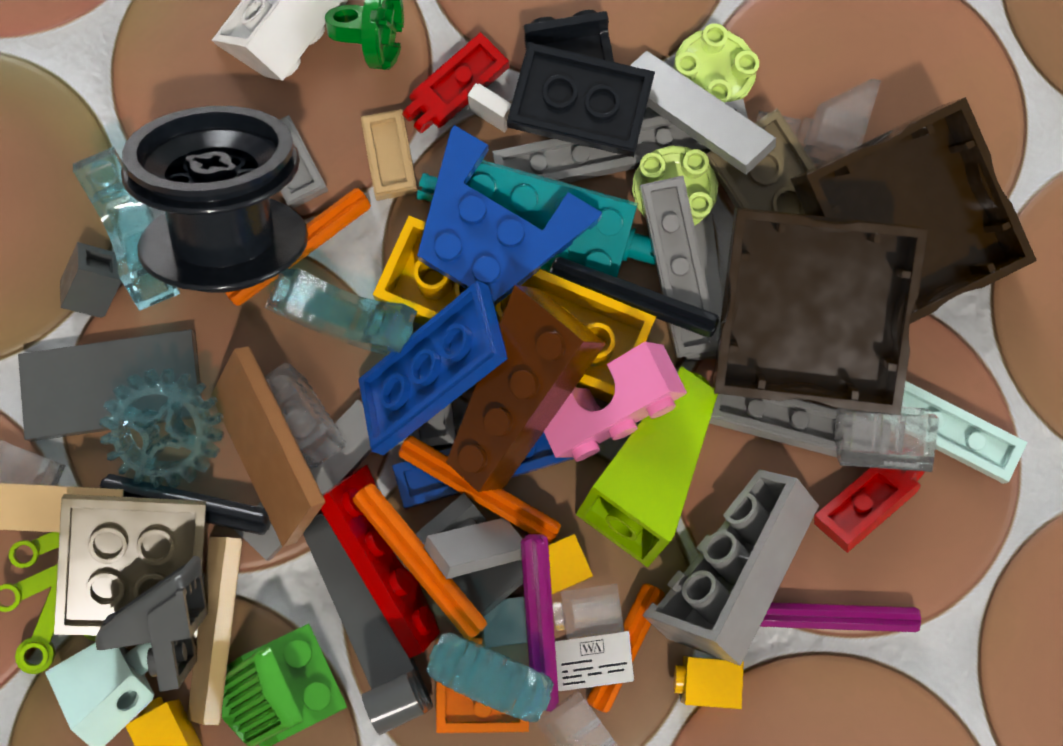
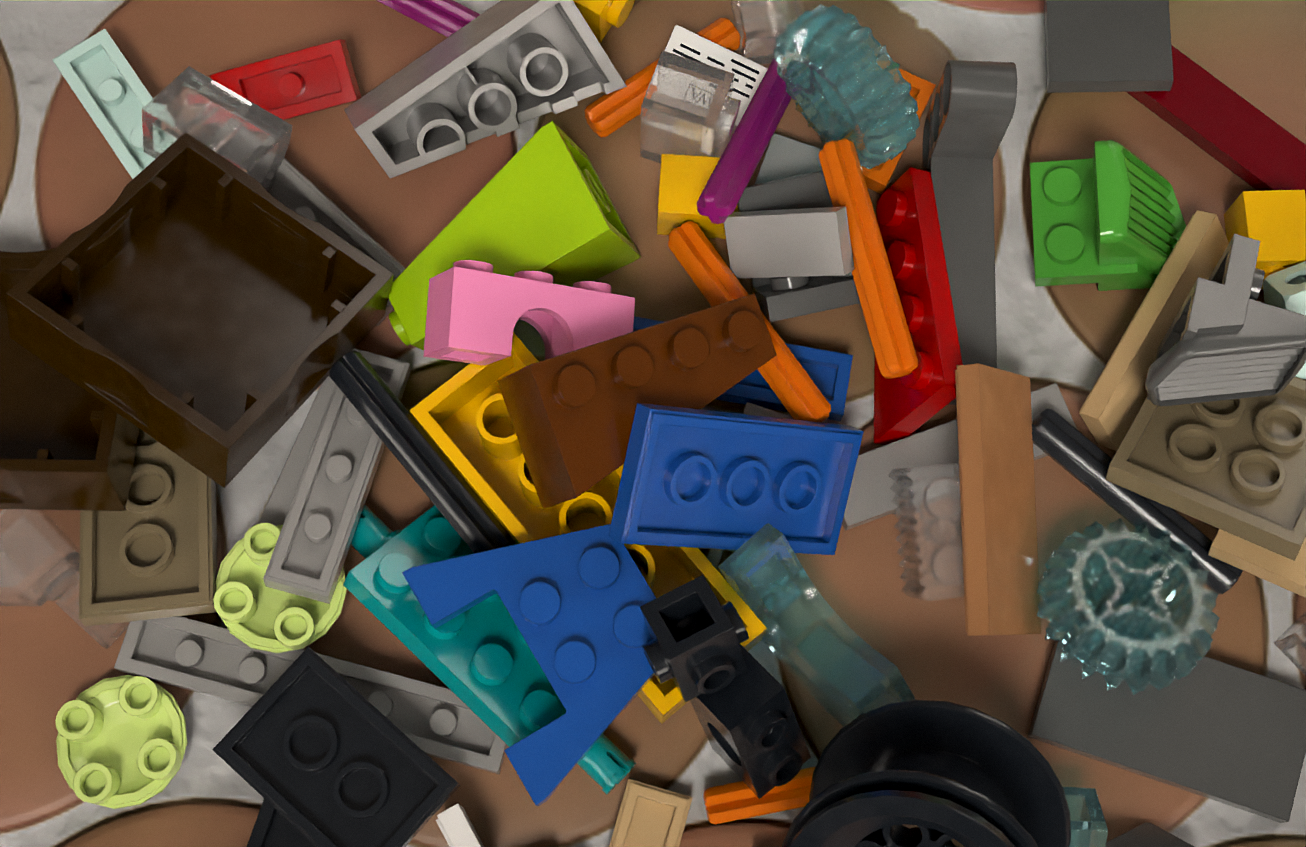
camera: 160 degrees left, 5 degrees down
(360, 240) = (754, 728): none -> black brick
(419, 242) = (694, 639): none -> black brick
(705, 116) = (184, 665): tile -> none

